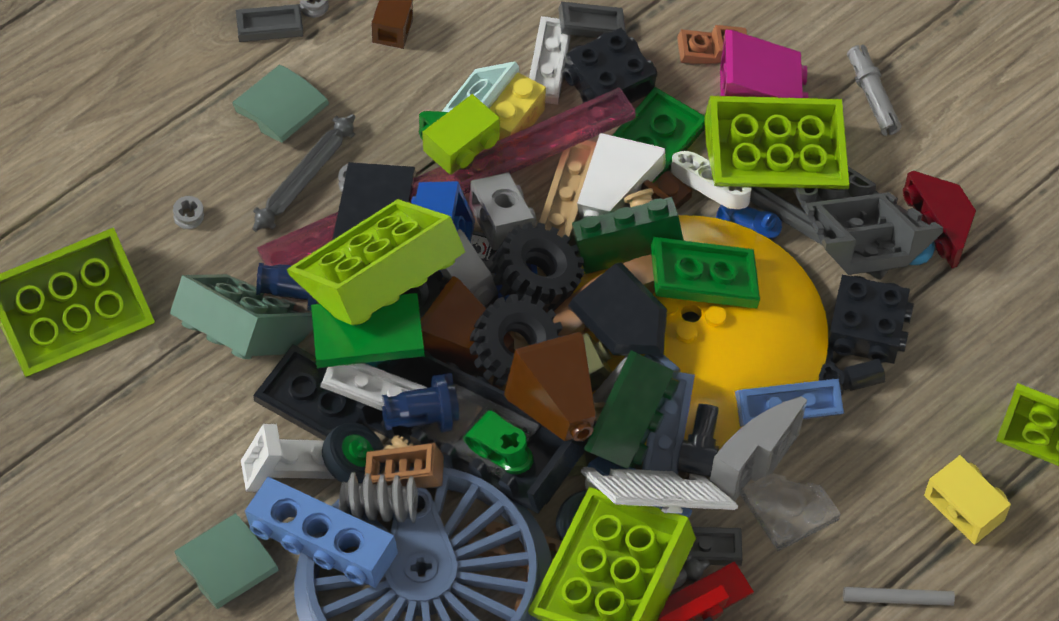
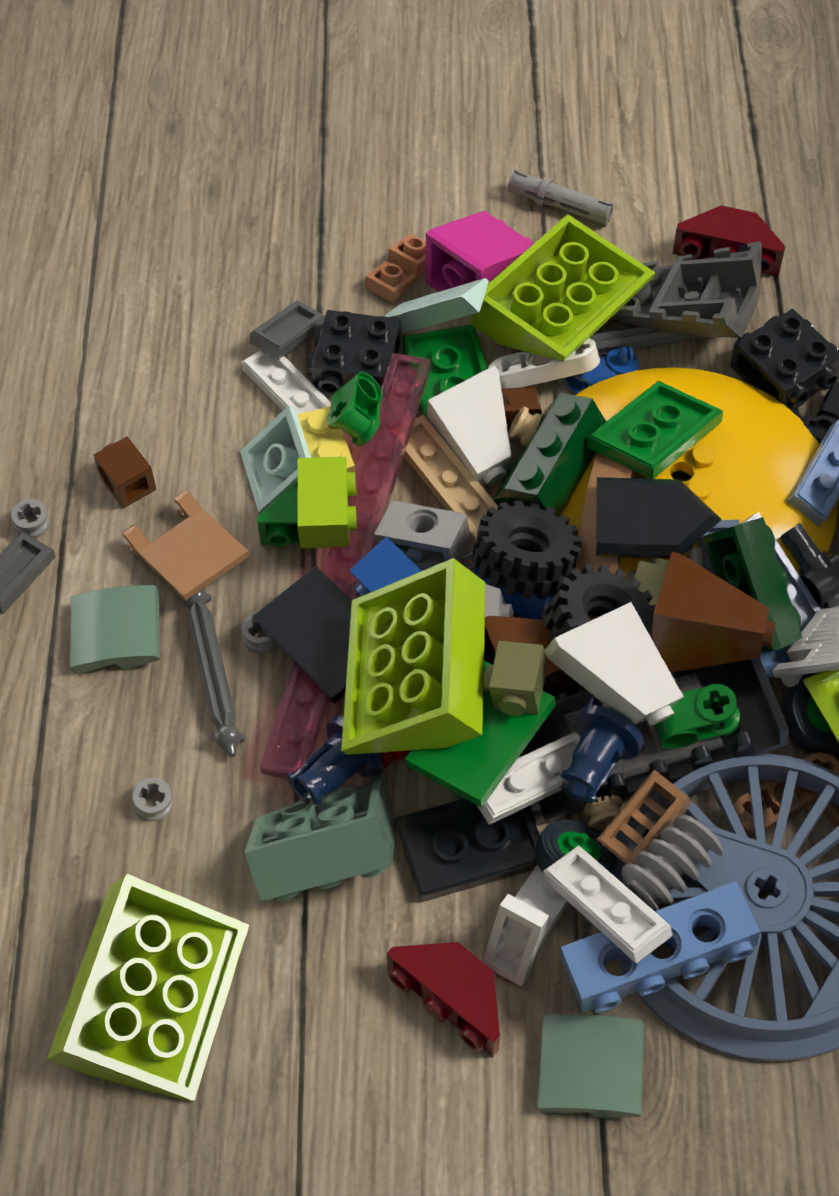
camera: 45 degrees left, 0 degrees up
(208, 454) = (452, 987): none -> dark red slope
(317, 479) = (608, 904): none -> white tile
(370, 99) = (190, 552): none -> medium nougat flag
(411, 316) = (516, 678): none -> olive brick
(475, 363) = (618, 665): none -> white slope
(553, 98) = (357, 408): none -> green piece
(686, 84) = (440, 306): none -> light aqua slope

